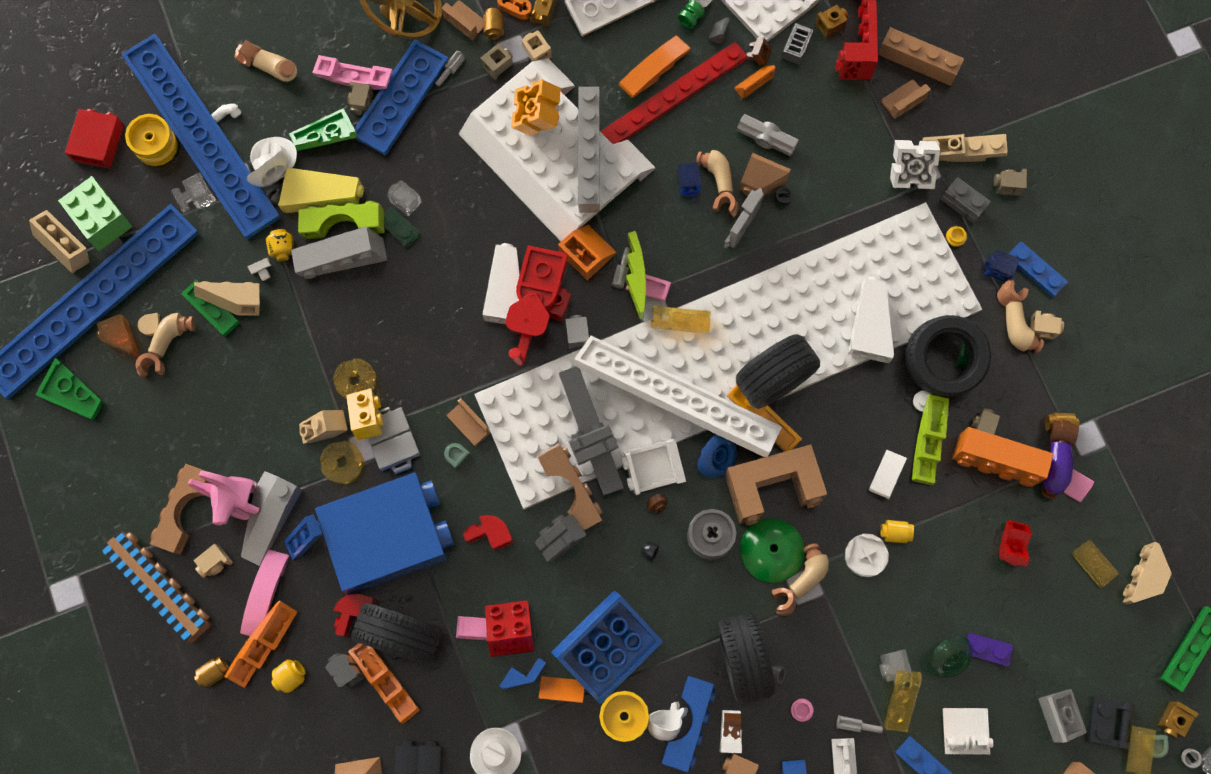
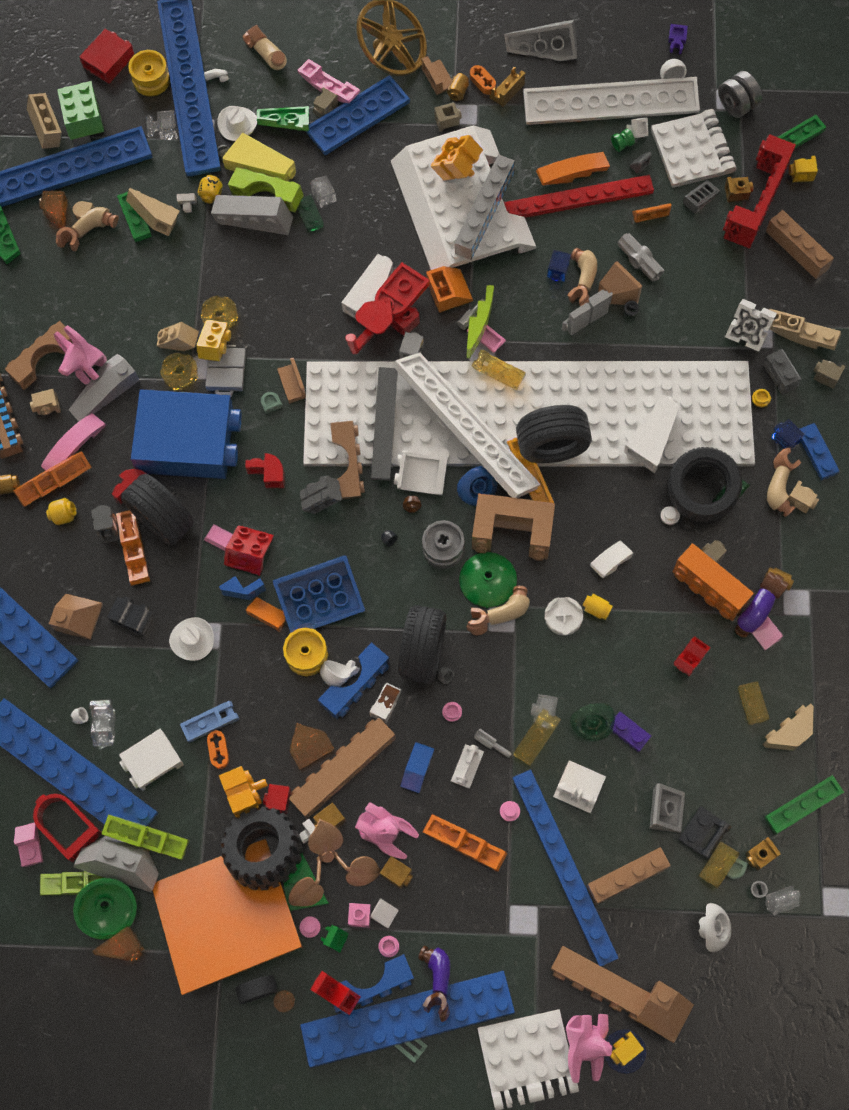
camera: 25 degrees right, 5 degrees down
(268, 169) = (227, 127): white hat -> none
(303, 537) = (121, 410): blue plate -> none
(451, 66) = (409, 107): light grey axle -> none
(533, 41) = (484, 116): tan brick -> none
(592, 444) = (379, 432): dark grey brick -> none
(760, 51) = (666, 190): reddish brown tile -> none
(905, 98) = (771, 273): medium nougat panel -> none
(930, 438) = (660, 546): lime slope -> none

